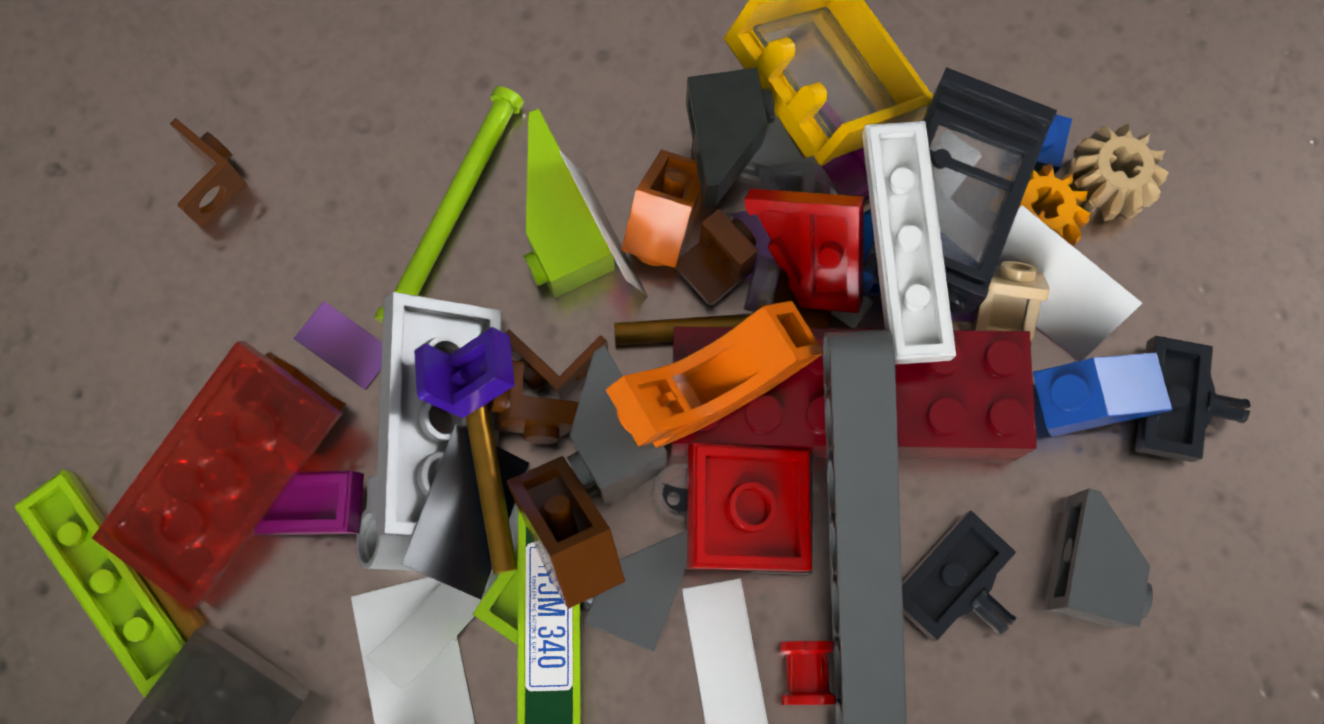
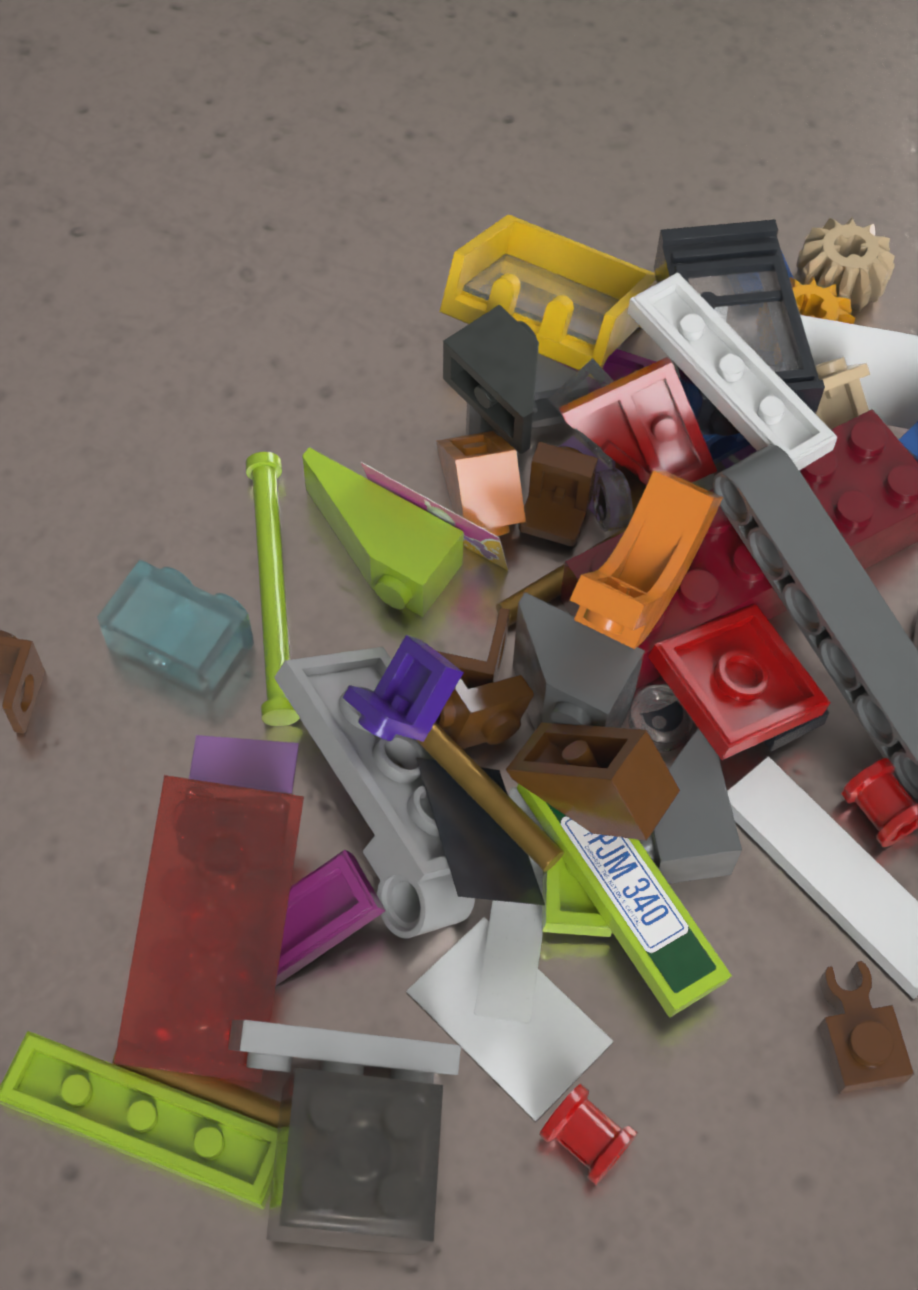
camera: 30 degrees left, 15 degrees down
(255, 626) = (273, 1046): none -> light grey plate
(351, 208) = (177, 628): none -> clear light blue brick

